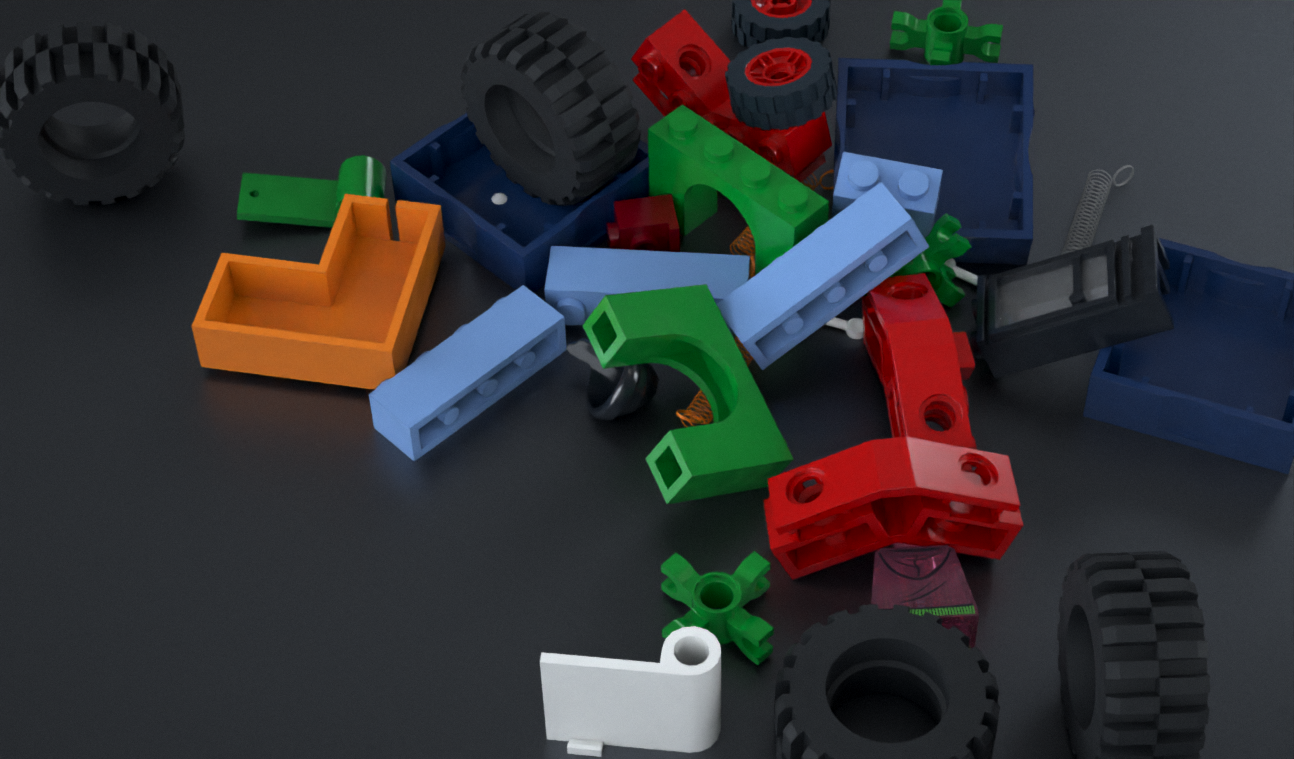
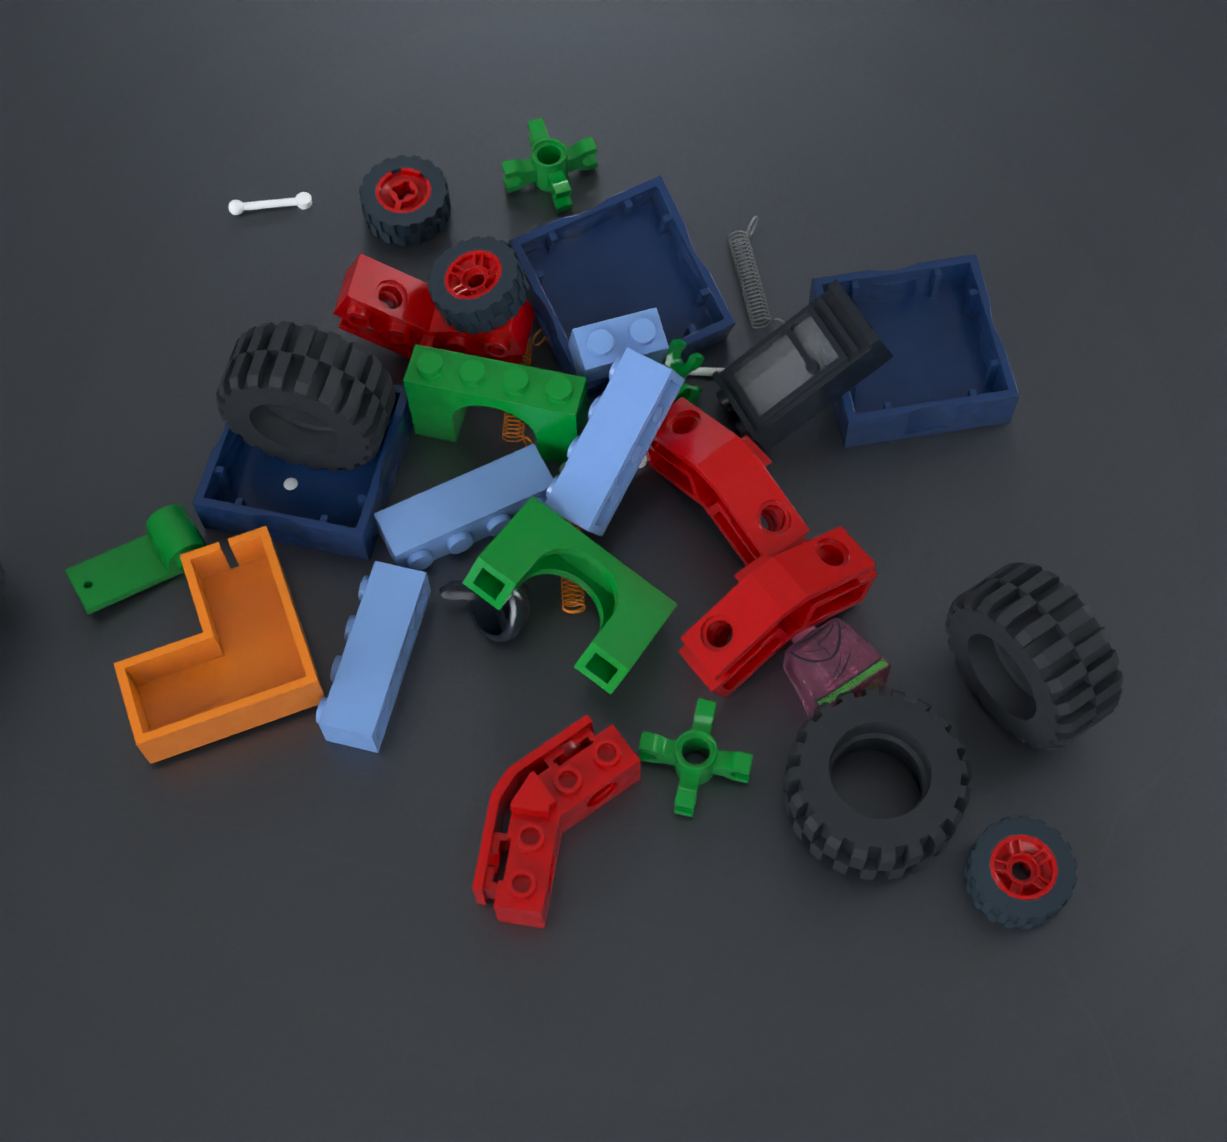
camera: 30 degrees left, 15 degrees up
(524, 572) = (544, 805): none -> red brick
(636, 702) = (729, 862): white door -> none
(644, 225) = (430, 456): dark red brick -> none

